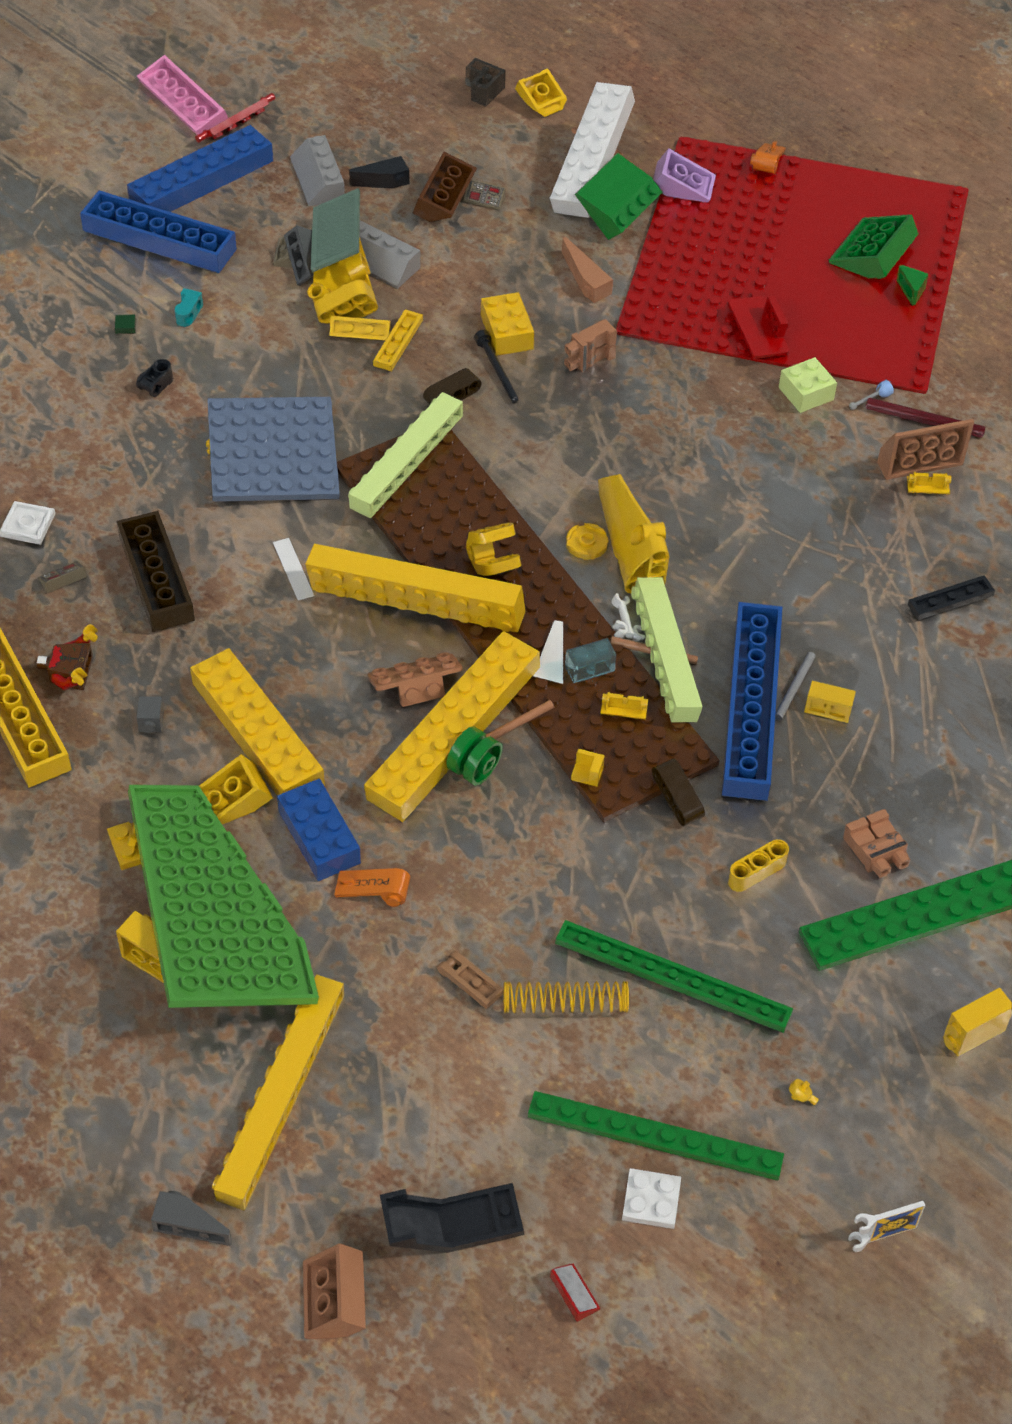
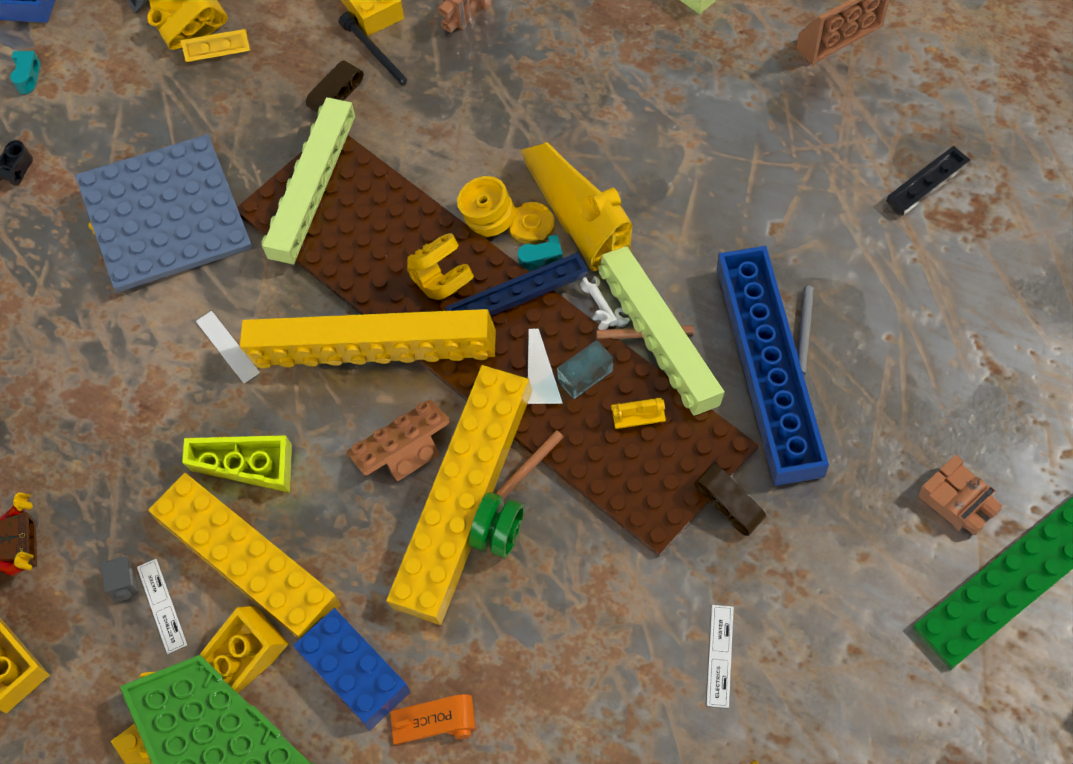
camera: 10 degrees left, 10 degrees up
(155, 571) = (75, 398): dark brown brick -> none
(177, 746) = (162, 606): none -> white sticker
(279, 653) = (247, 459): none -> neon yellow wedge
(398, 340) = (260, 48): yellow plate -> none
(551, 515) = (486, 206): none -> yellow wheel
(569, 585) = (525, 286): none -> dark blue plate
(585, 567) = (540, 255): none -> teal leg
(588, 767) = (624, 502): yellow panel -> none
(628, 905) = (720, 656): none -> white sticker
(674, 976) = (803, 731): green plate -> none
(752, 873) = (850, 551): yellow beam -> none
(829, 701) = (849, 339): yellow hinge -> none
(924, 484) = (858, 58): yellow hinge -> none

